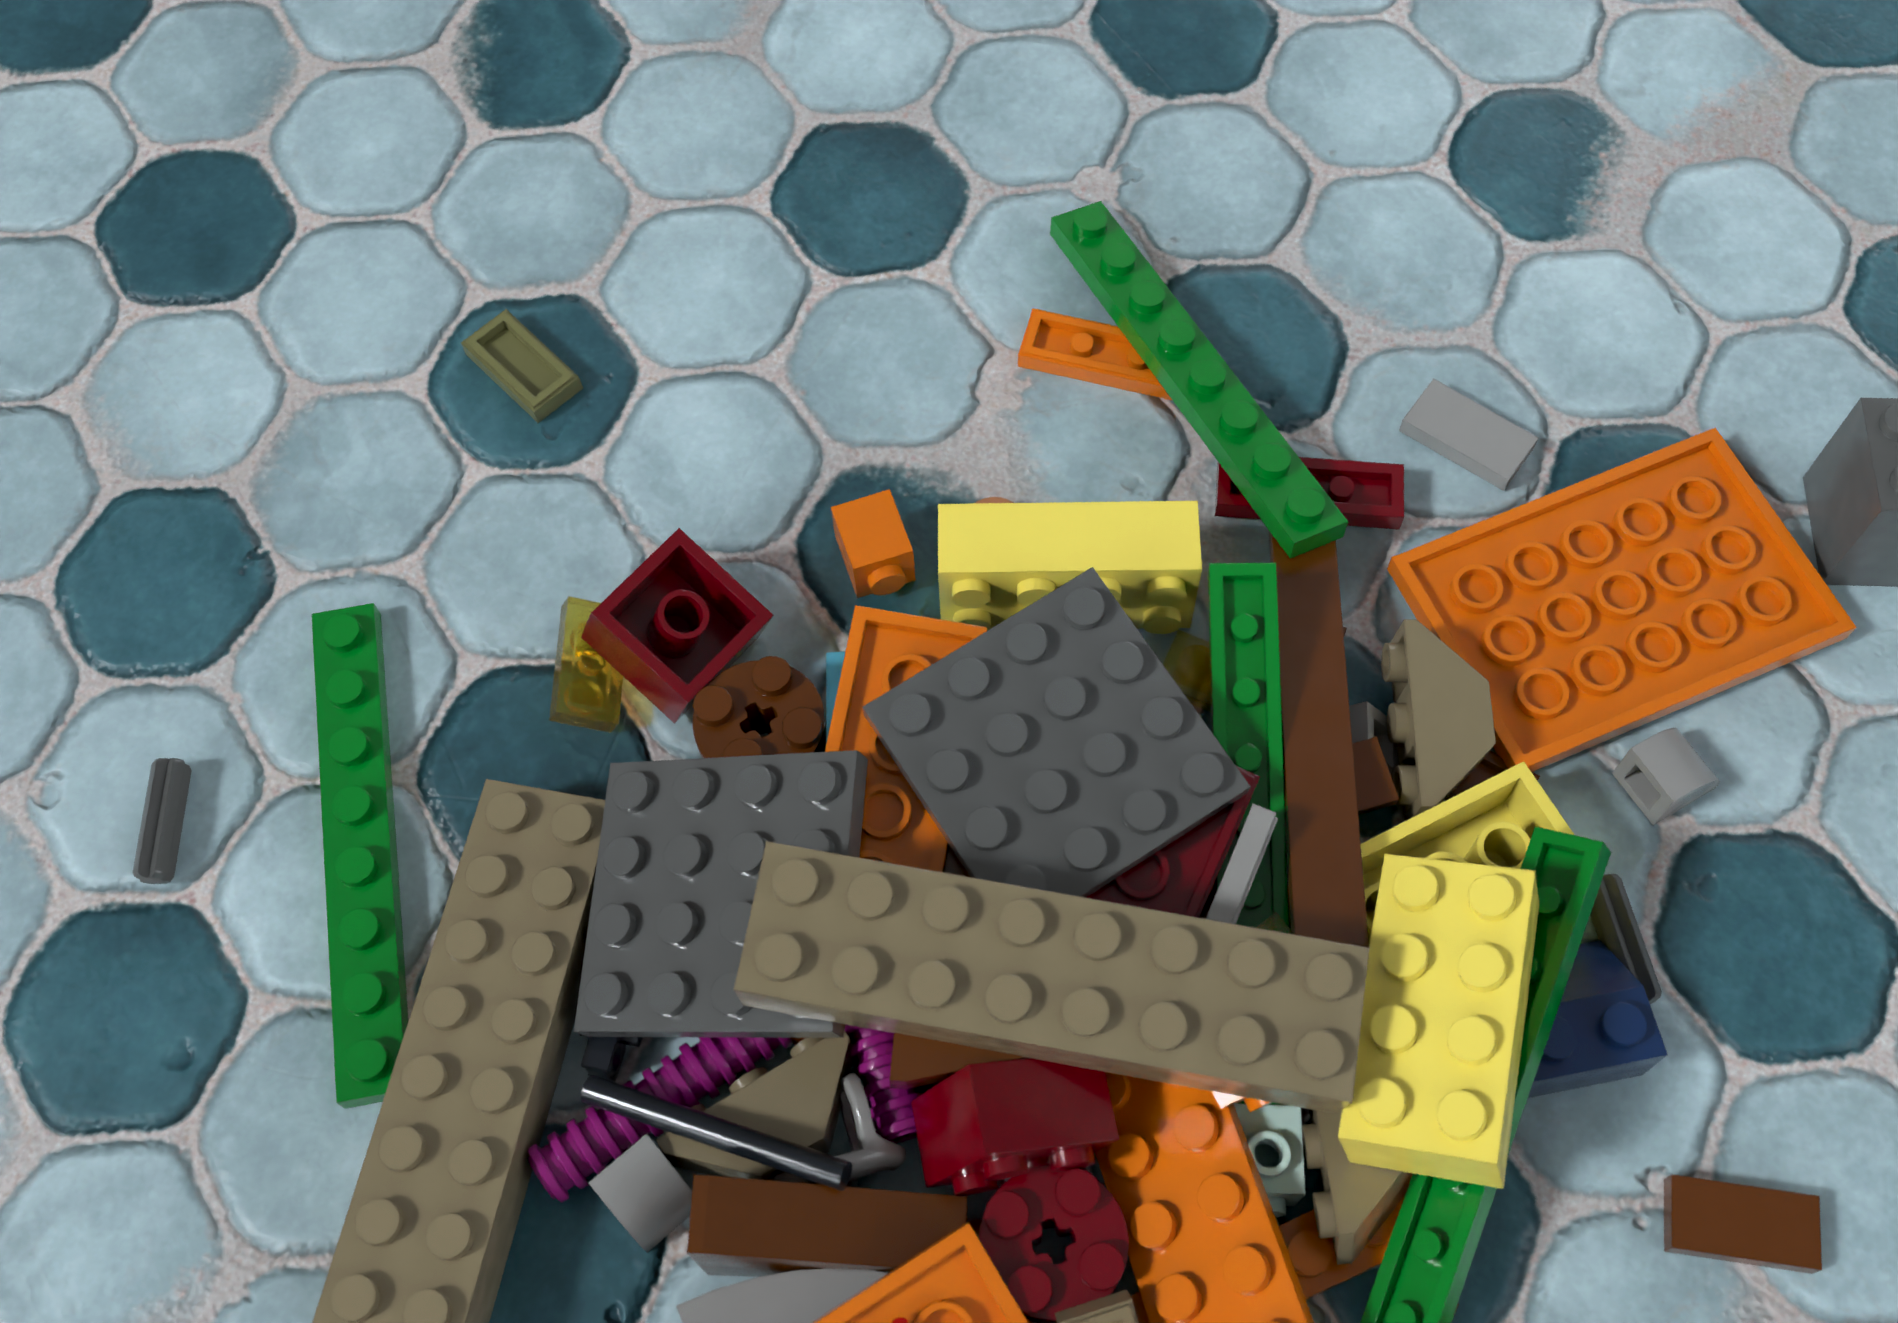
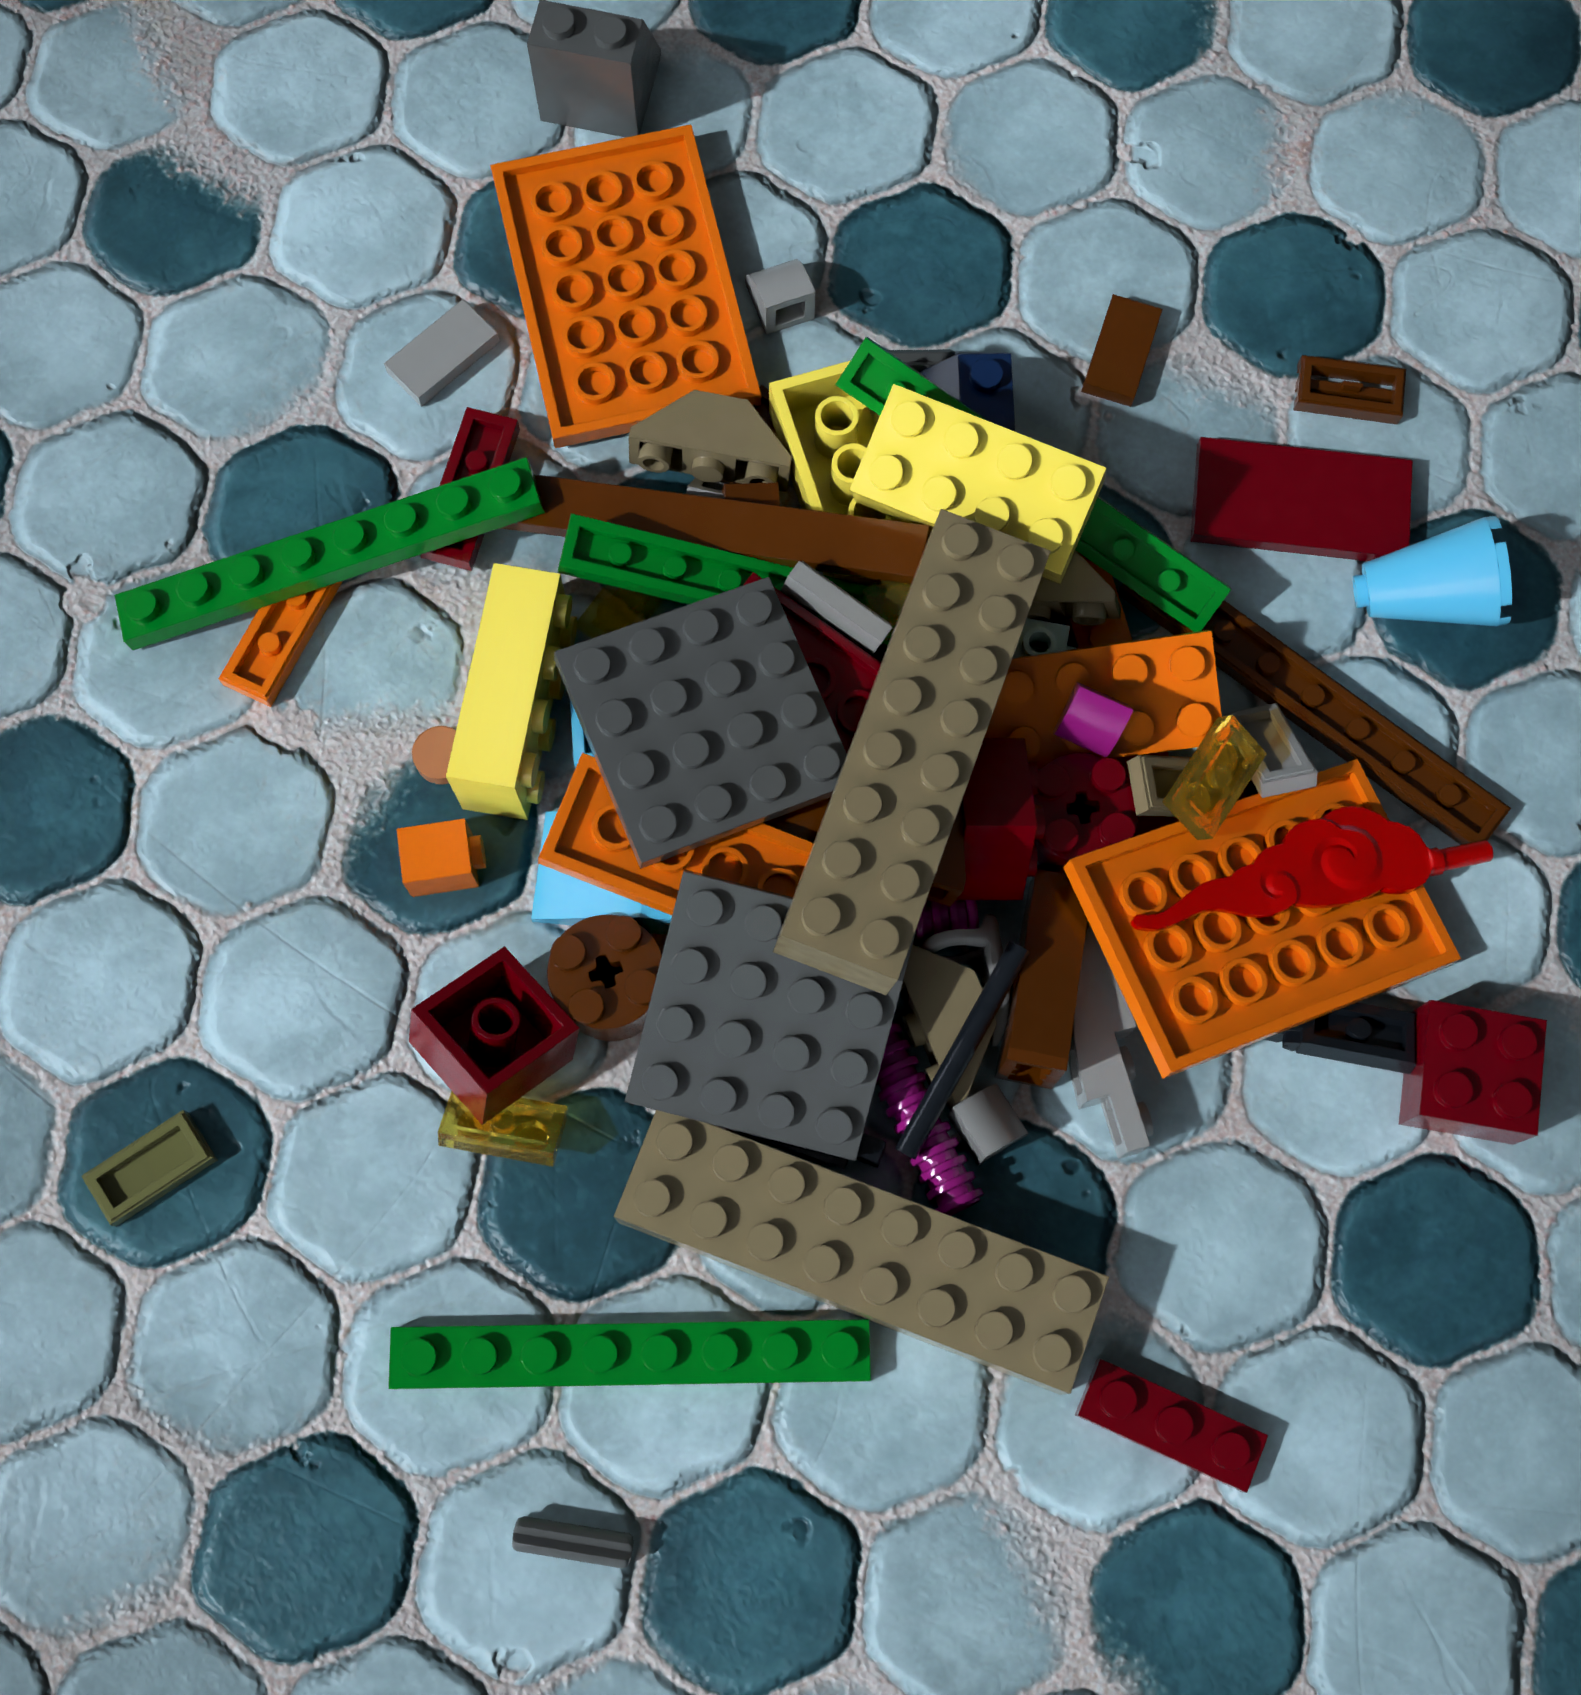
camera: 85 degrees left, 10 degrees up
(1169, 1226) = (1092, 720): none -> magenta brick

